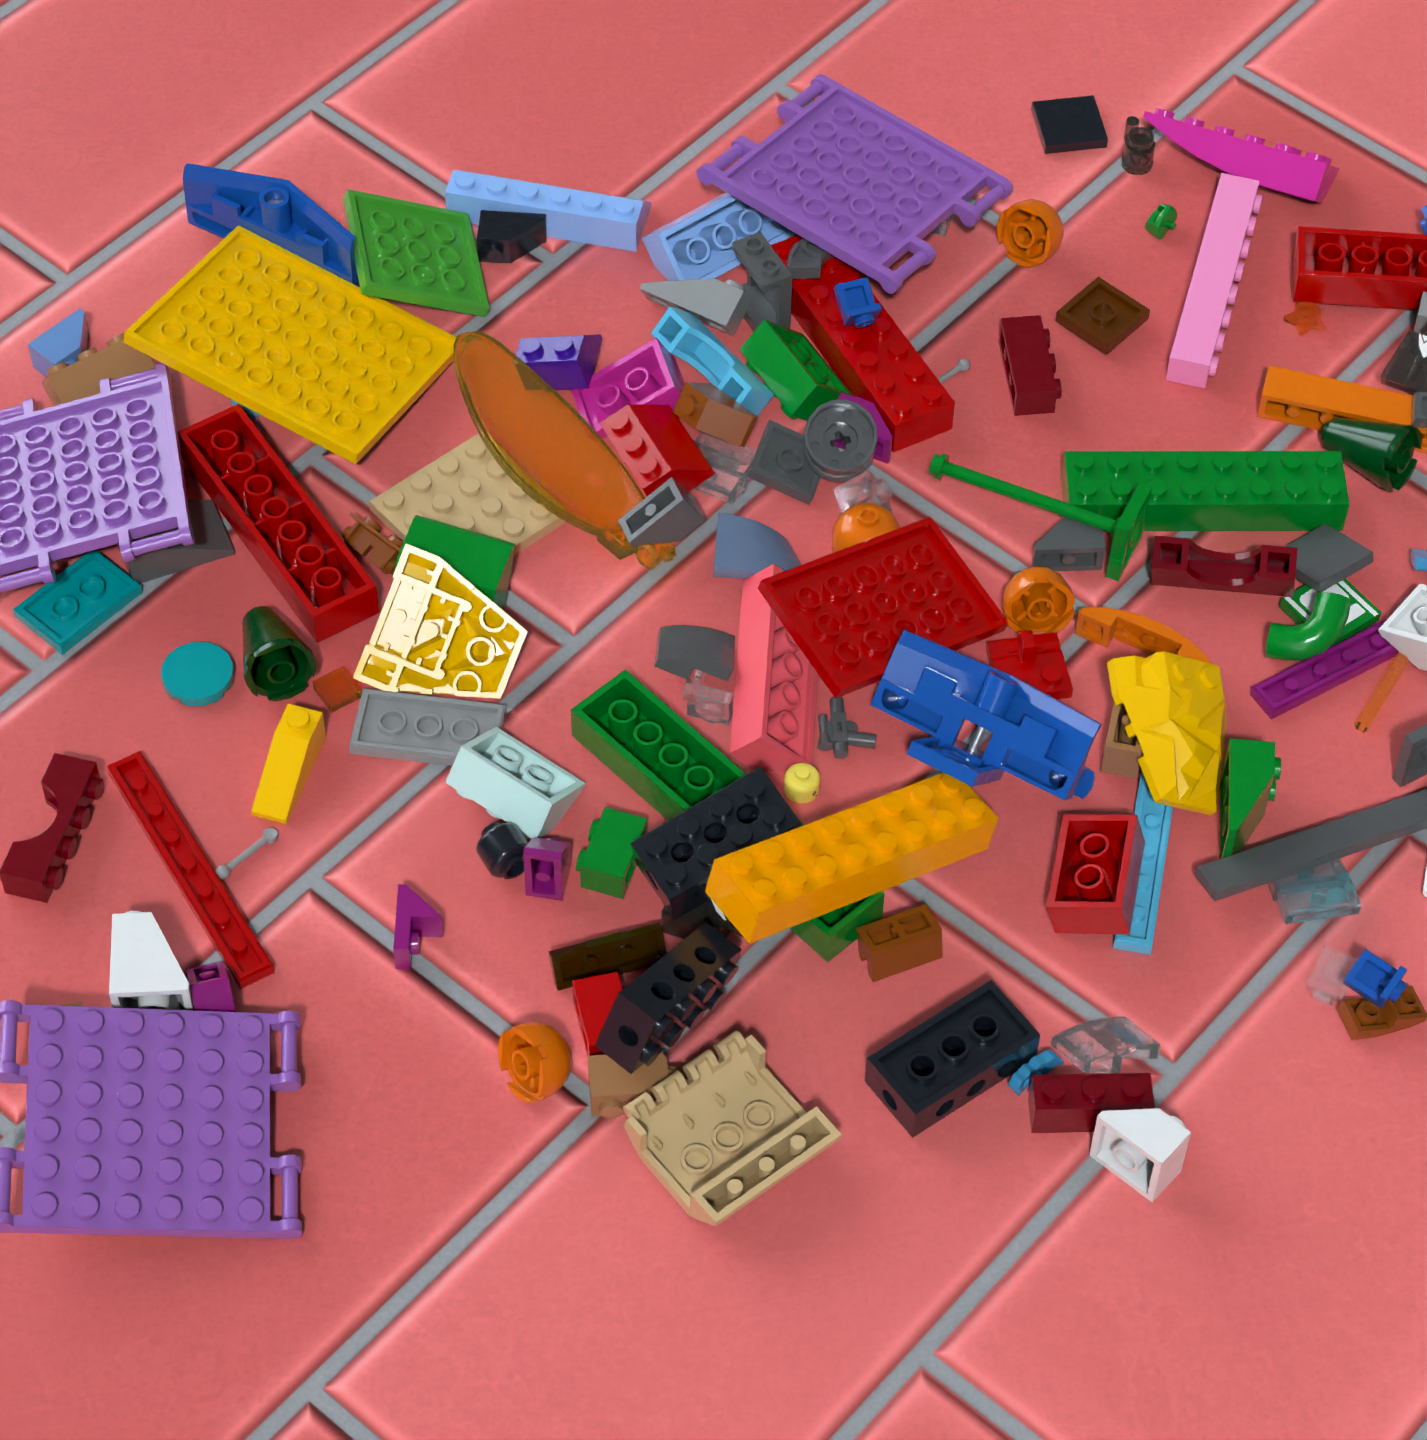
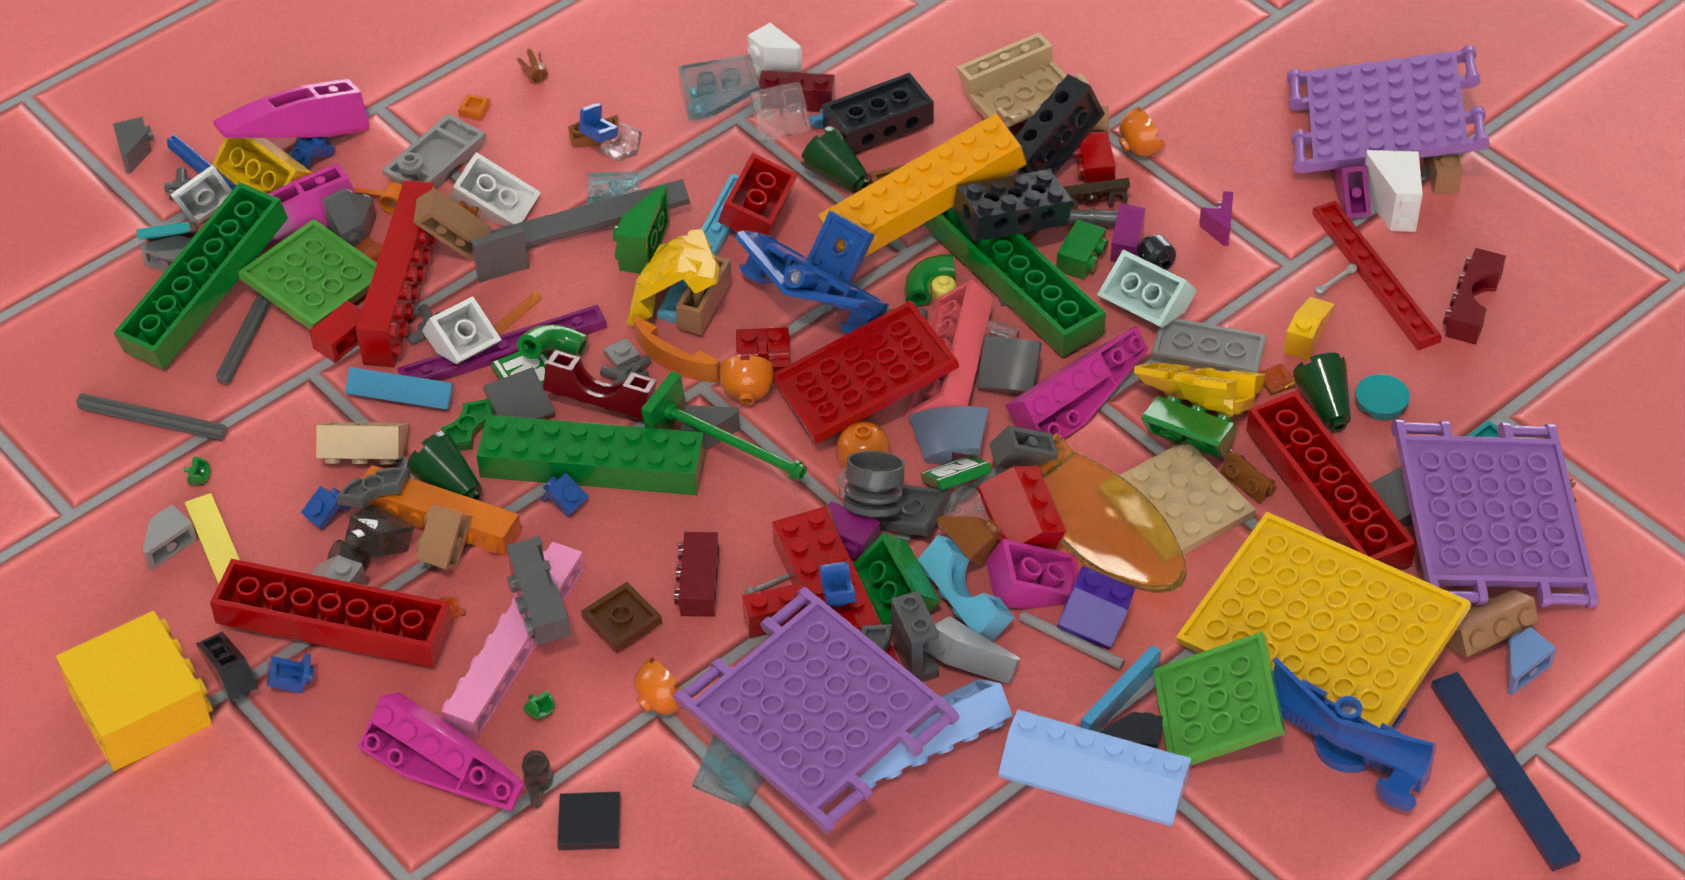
camera: 170 degrees left, 5 degrees down
(99, 237) = (1505, 772): none -> dark blue tile
(523, 278) = (1122, 690): none -> dark azure tile
(552, 329) = (1072, 640): none -> light grey bar
(601, 916) = (1094, 216): none -> dark grey pin
(608, 627) = (1079, 389): none -> dark pink wedge
(745, 492) = (956, 472): none -> green tile
(833, 787) = (923, 273): none -> green cylinder
(933, 324) = (766, 604): none -> red brick
(1009, 959) = (835, 161): none -> dark green cone
(1198, 618) = (624, 371): none -> dark grey piece
(1200, 278) = (536, 592): none -> dark grey wedge
(1217, 645) = (621, 353): none -> light grey plate
(1220, 440) = (564, 494): none -> blue bracket
(1221, 1082) = (716, 85): none -> clear light blue slope
(1340, 360) = (443, 537): none -> medium nougat brick
(1380, 523) = (469, 423): none -> green tile

